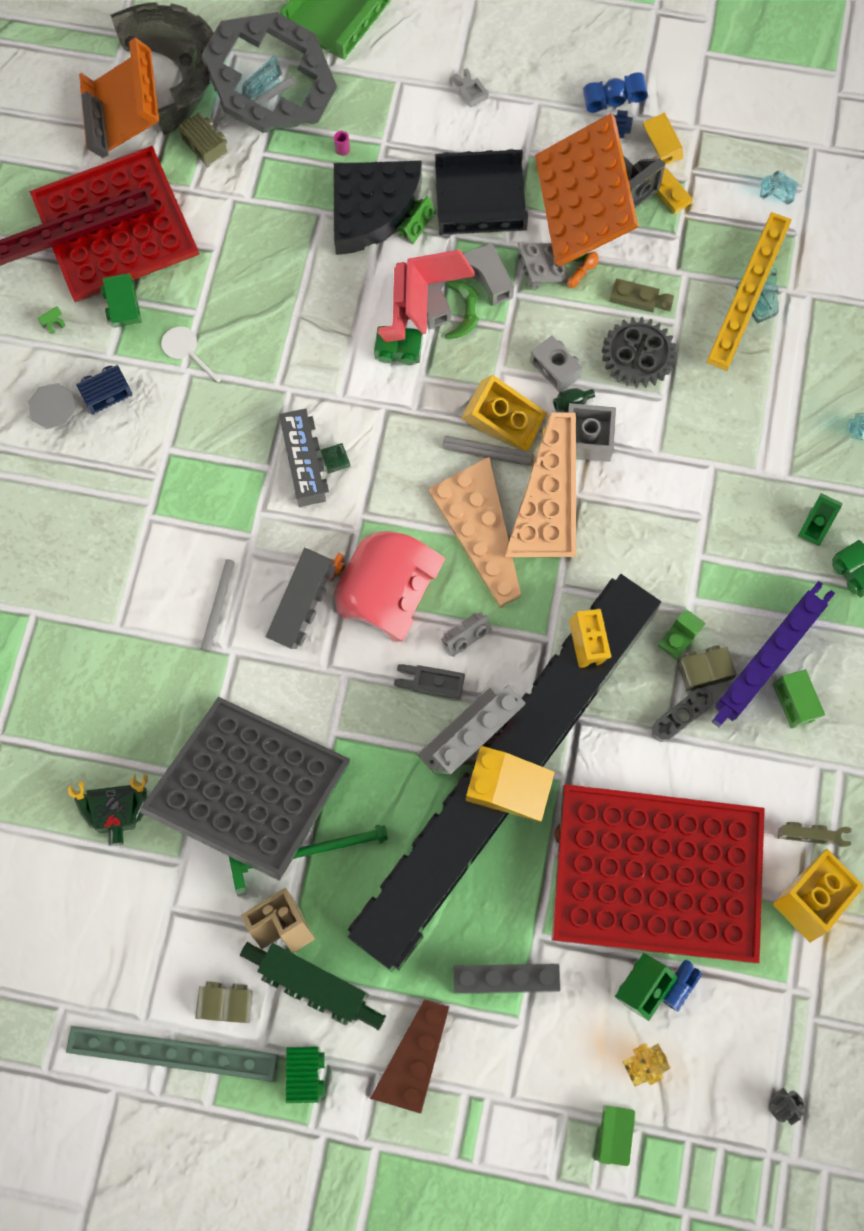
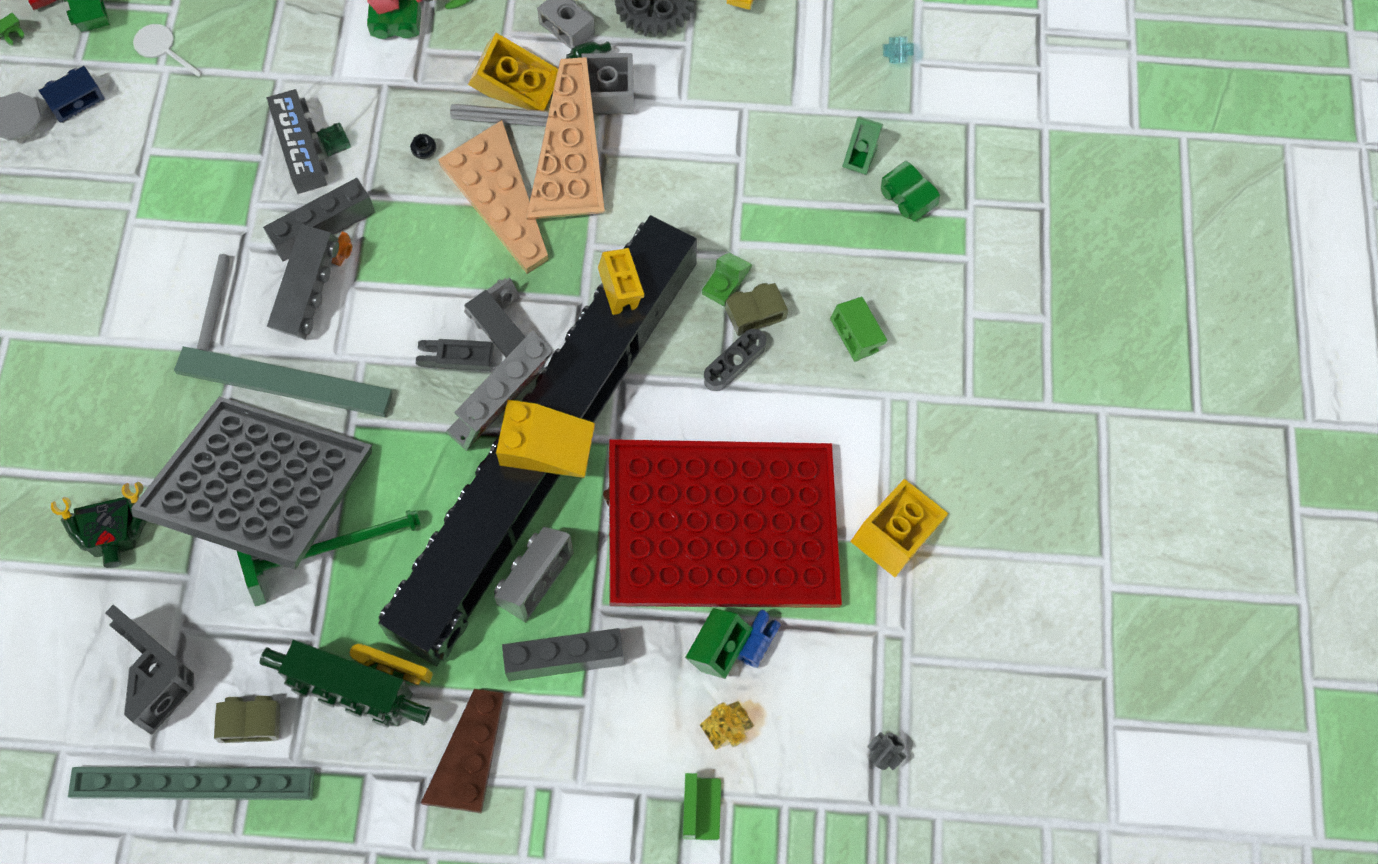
camera: 10 degrees left, 5 degrees down
(142, 970) = (152, 693): none -> dark grey bracket
(275, 688) = (283, 381): none -> sand green tile
(276, 919) = (301, 619): tan brick -> none
(303, 1074) = (343, 785): green brick -> none
(319, 535) = (328, 213): none -> dark grey brick
(351, 967) = (388, 664): none -> yellow hinge
(386, 581) = (399, 256): coral piece -> none
(415, 468) = (423, 140): none -> black plate
(473, 664) = (495, 322): none -> dark grey tile
(485, 898) = (534, 572): none -> light grey slope
(771, 655) = (823, 287): dark purple hinge -> none
(816, 834) = (889, 465): olive plate -> none

